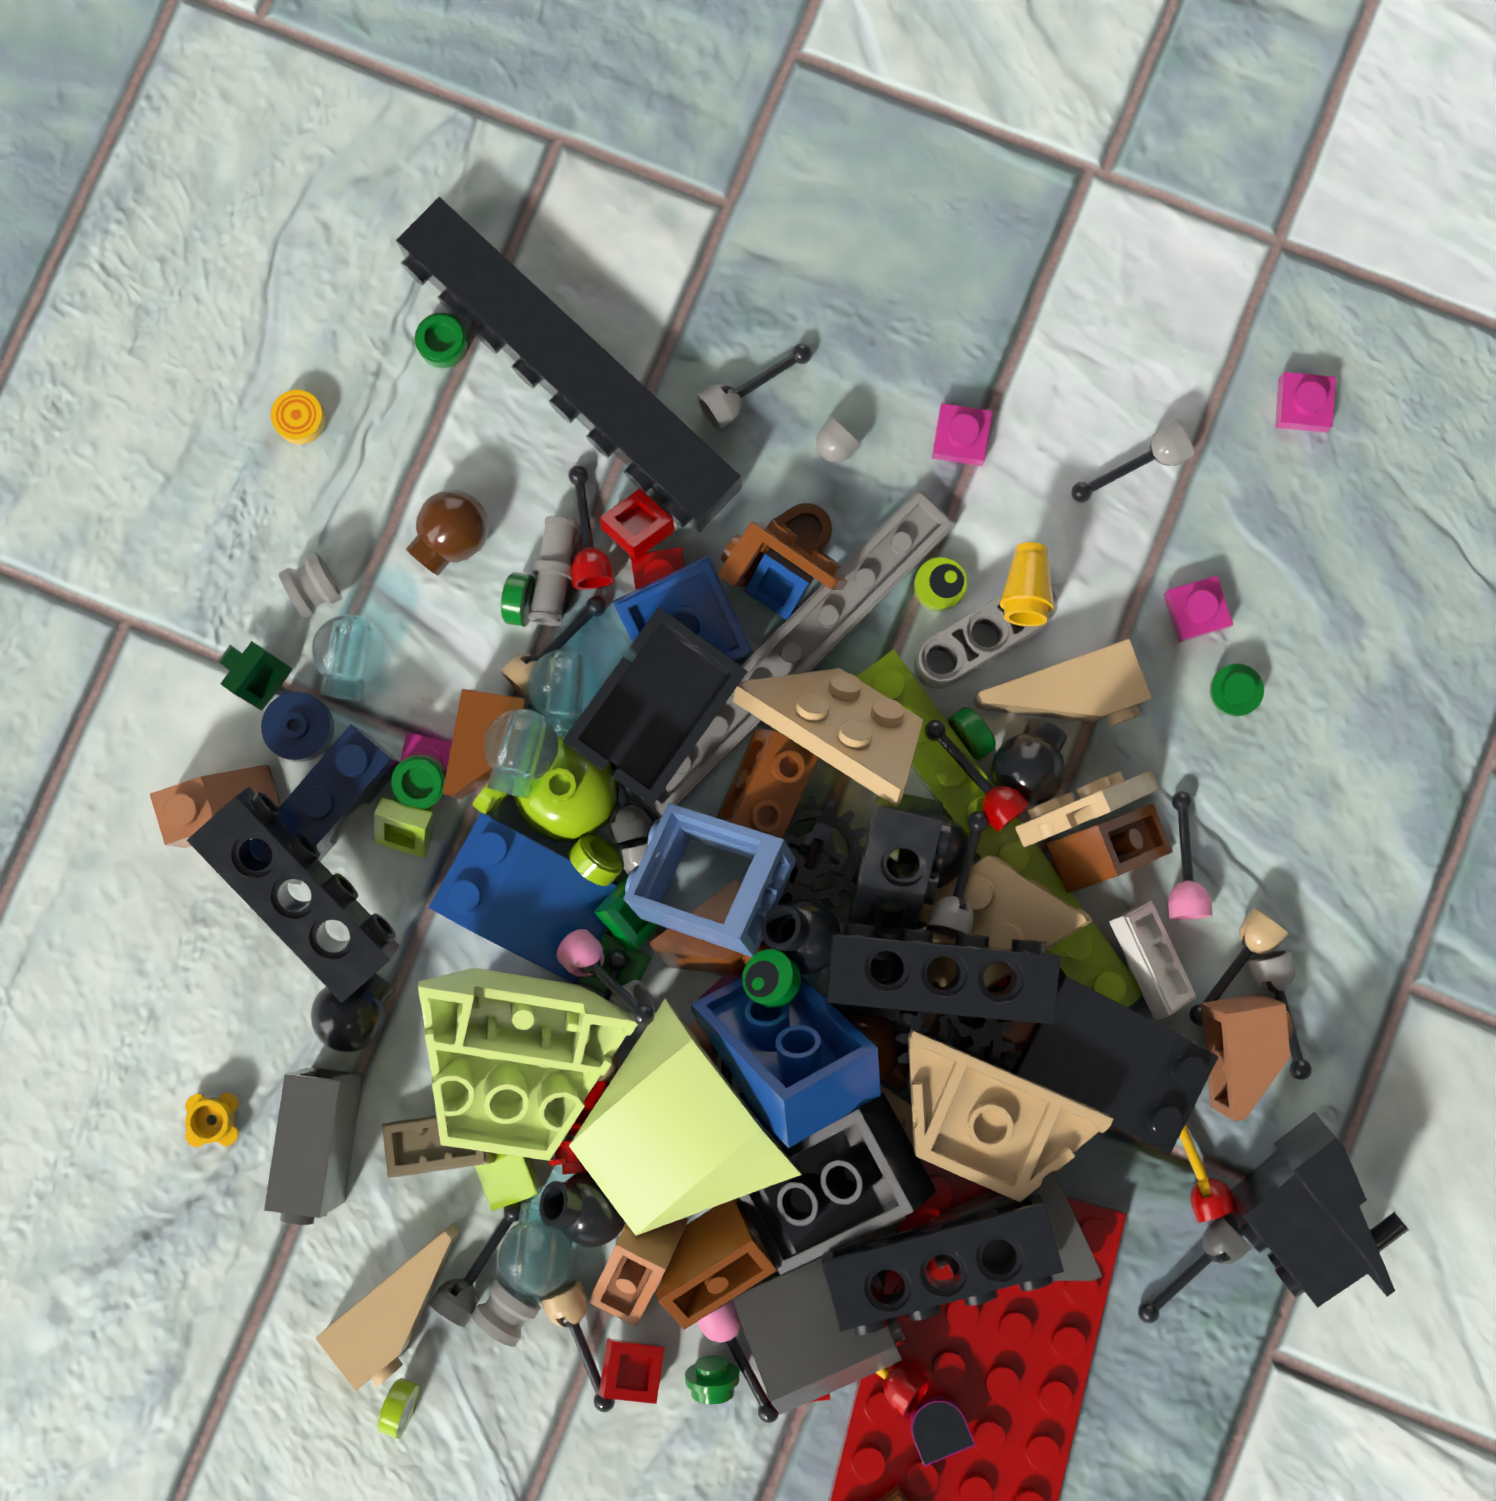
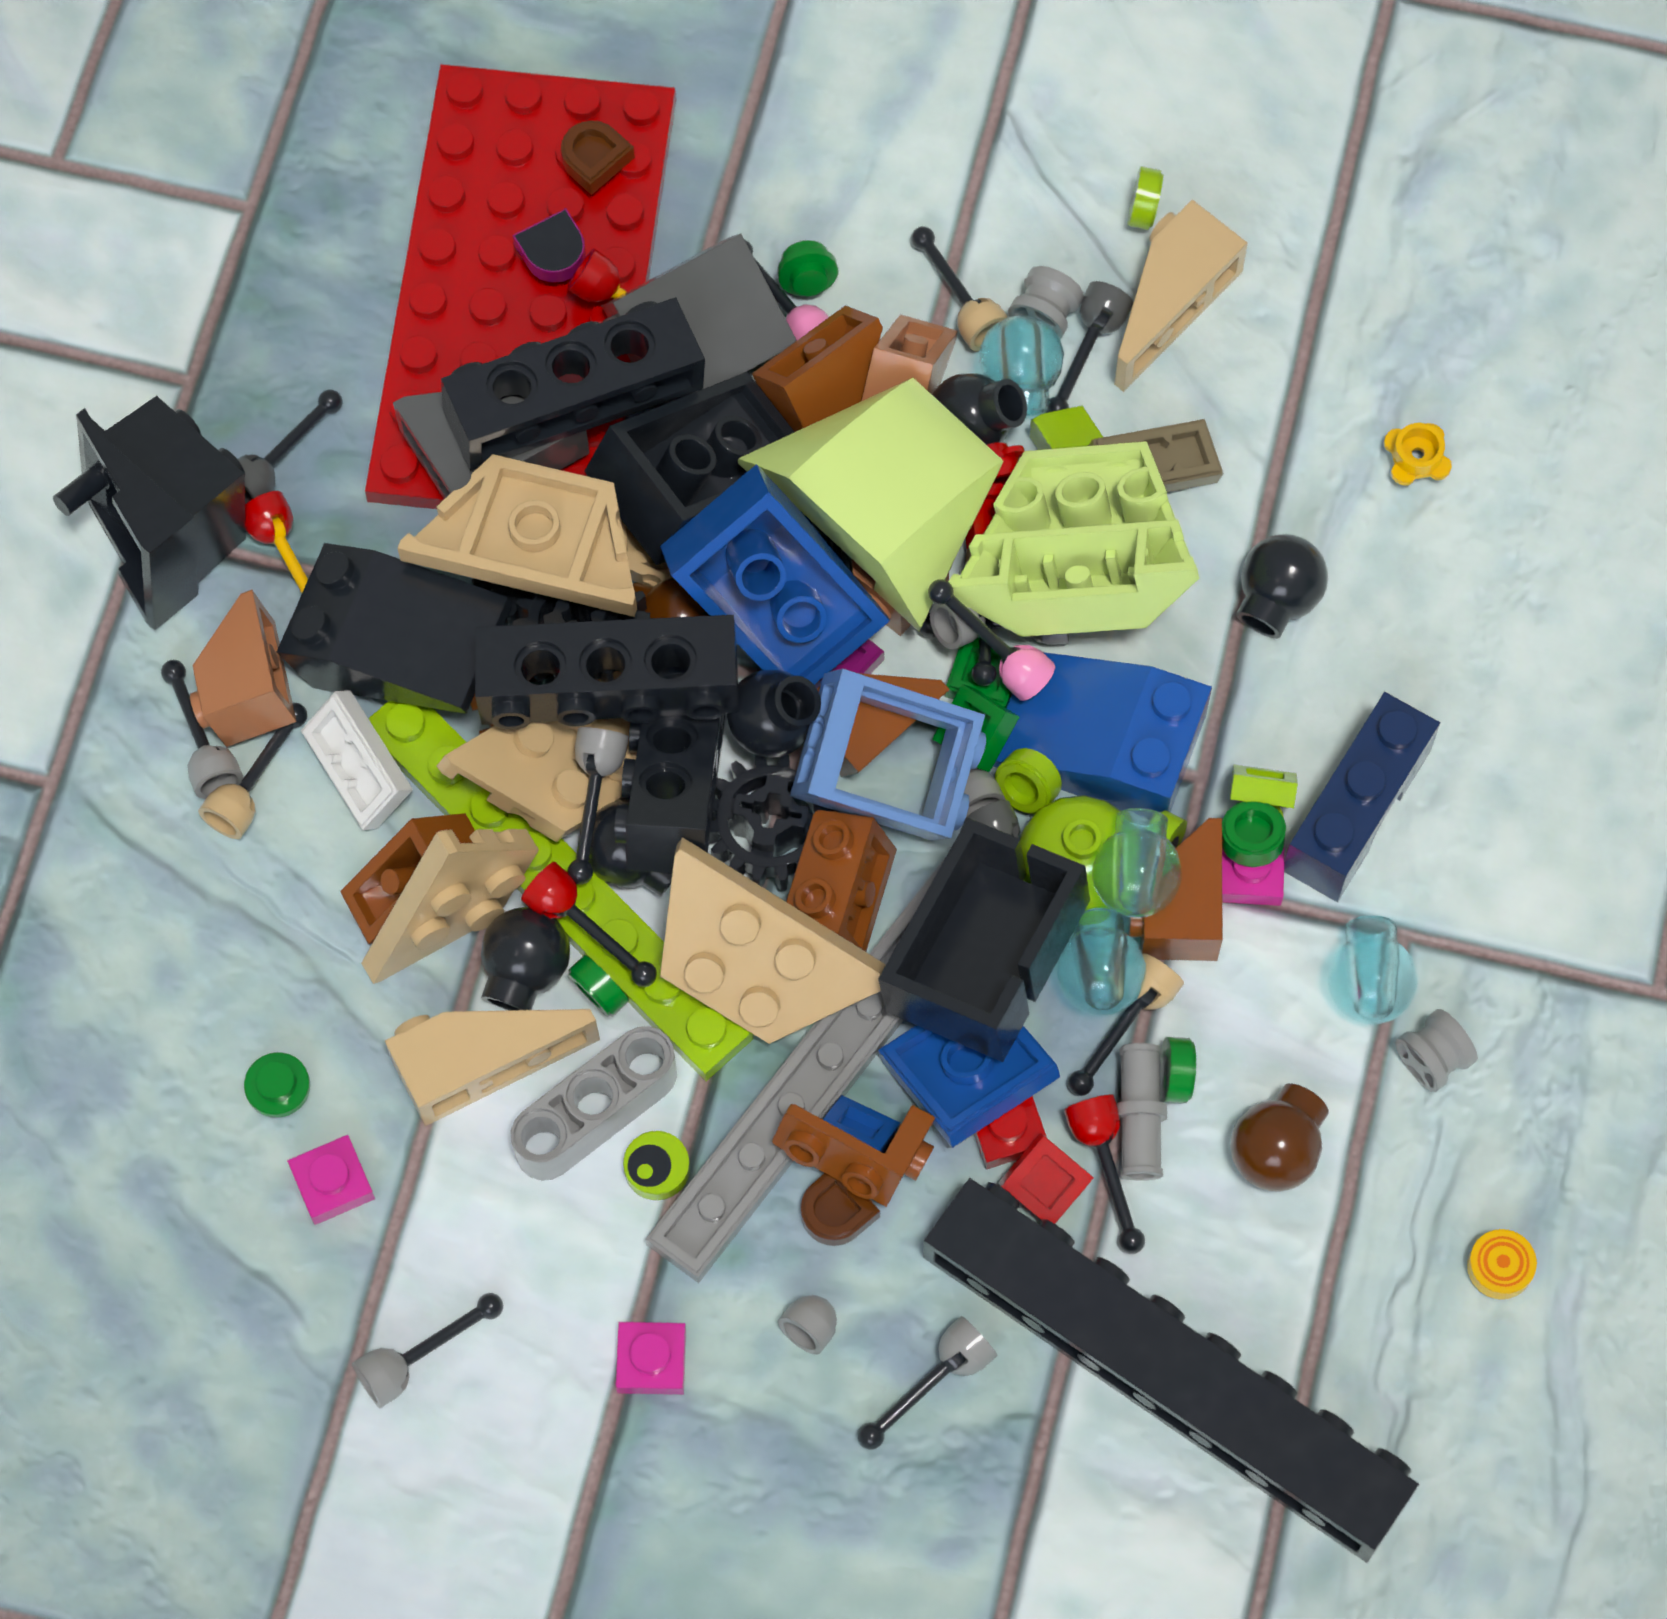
camera: 170 degrees right, 15 degrees down
(192, 803) = (1491, 781): nougat slope -> none
(253, 674) = (1483, 937): dark green tile -> none
(264, 887) = (1365, 669): black brick -> none
(297, 727) = (1415, 885): dark blue wheel -> none
(313, 1143) = (1290, 433): dark grey brick -> none
(441, 340) = (1340, 1386): green tile -> none
(631, 1371) = (897, 265): red plate -> none
(771, 978) = (801, 649): green tile -> none
(1028, 587) = (550, 1140): yellow cone -> none
(1189, 897) = (317, 835): hinge -> none
(1305, 402) = (211, 1461): dark pink plate -> none

